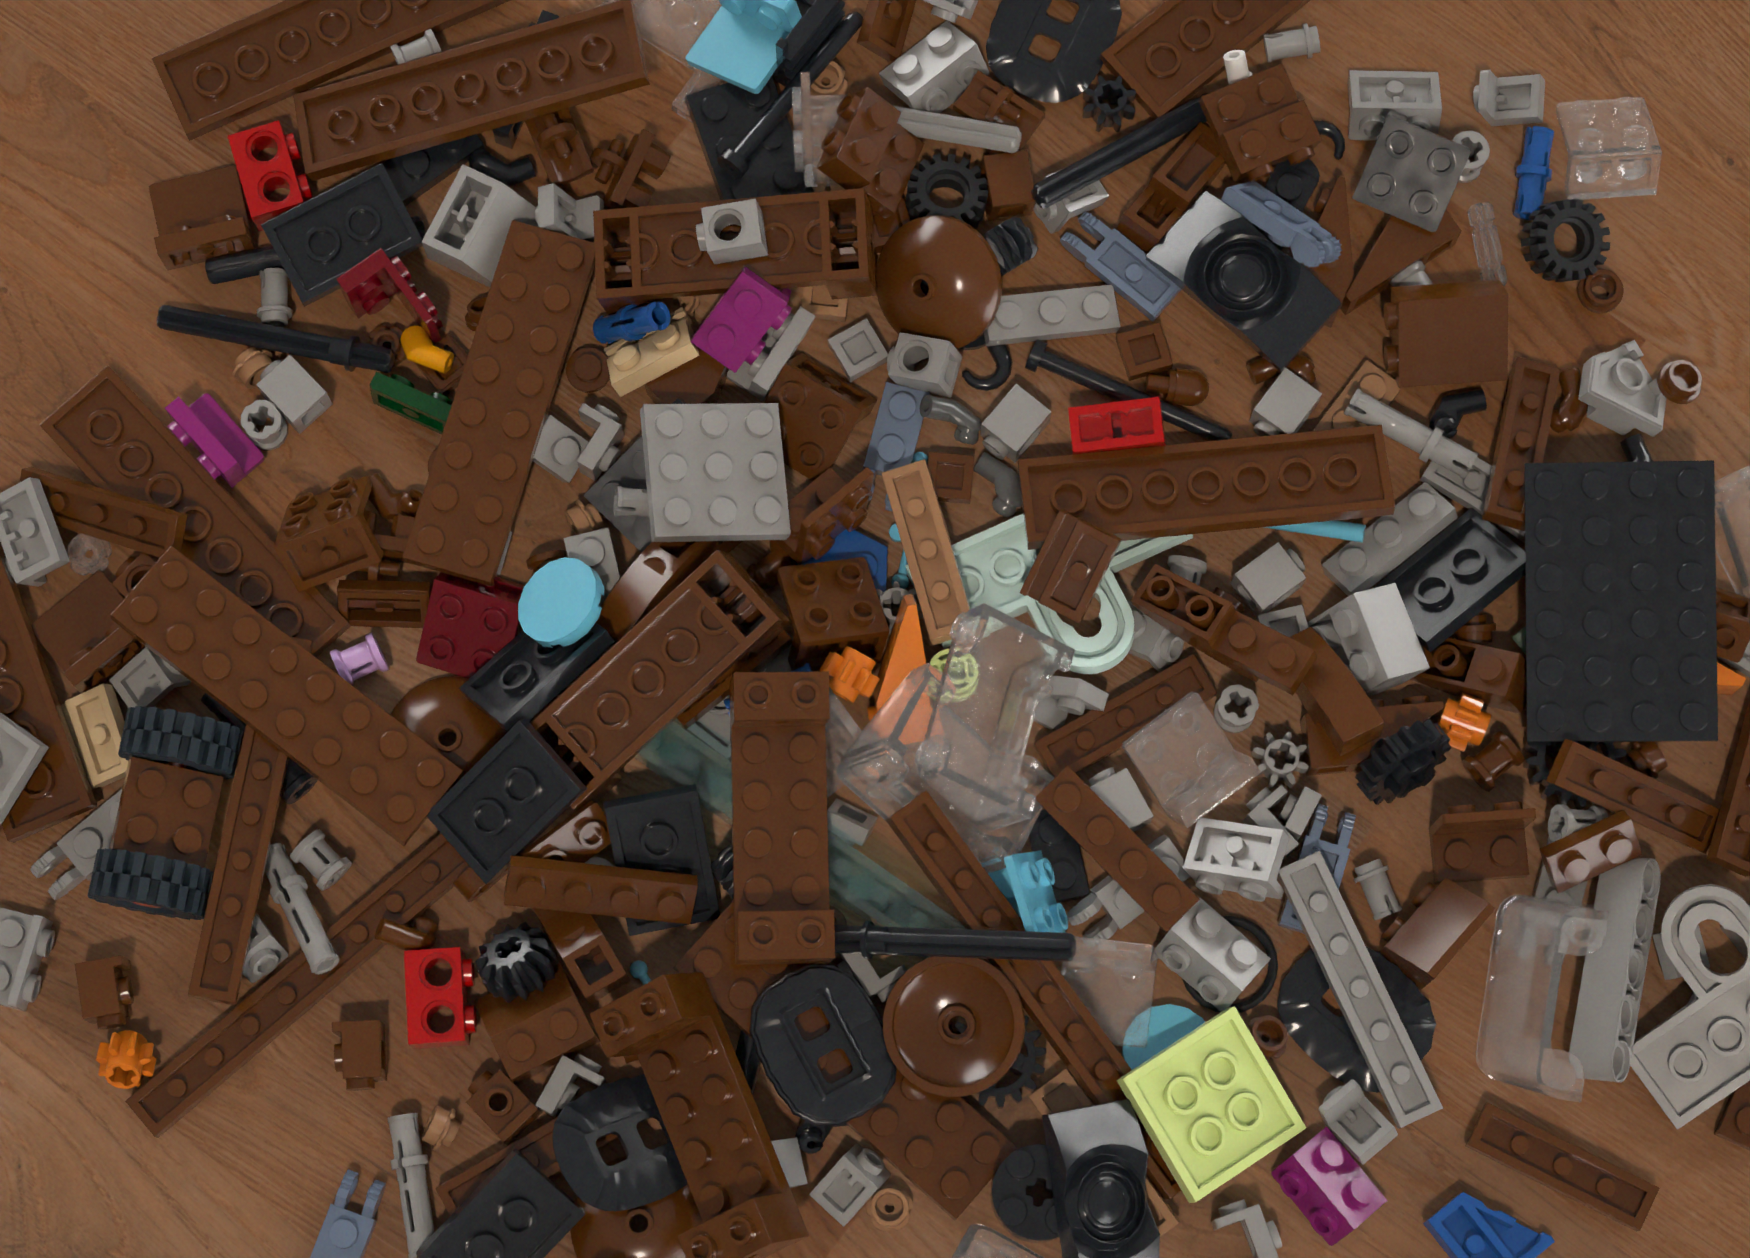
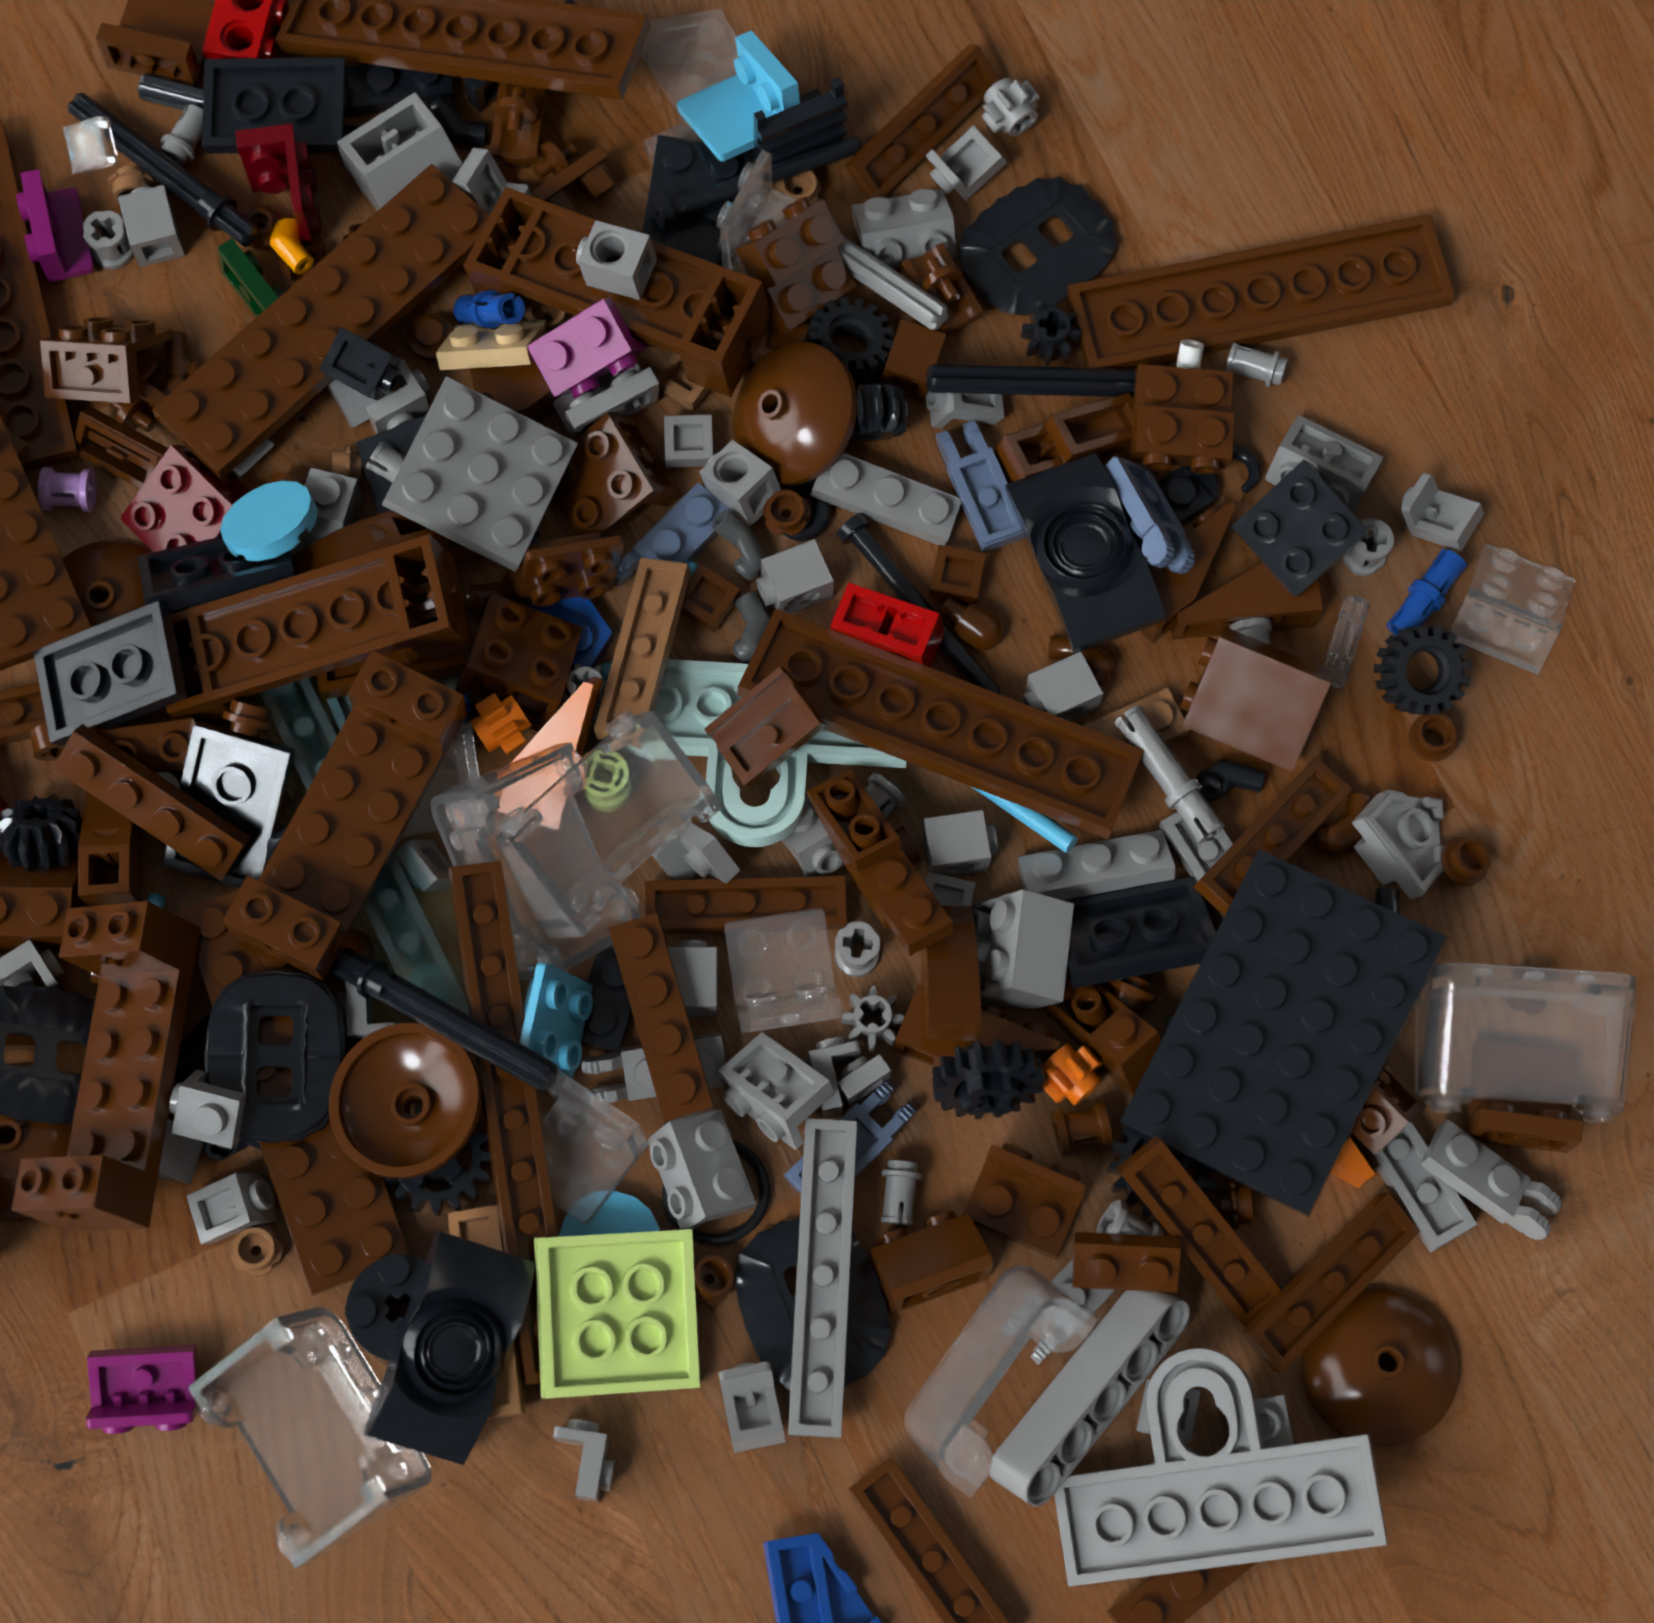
camera: 25 degrees right, 5 degrees down
(199, 349) = (90, 145): none -> clear tile
(558, 429) = (361, 365): none -> black bracket
(641, 778) = (248, 718): none -> reddish brown plate
(799, 1118) = (207, 1111): none -> light grey bracket
(975, 359) = (783, 501): none -> reddish brown plate
(1328, 1187) = (690, 1457): magenta bracket -> none

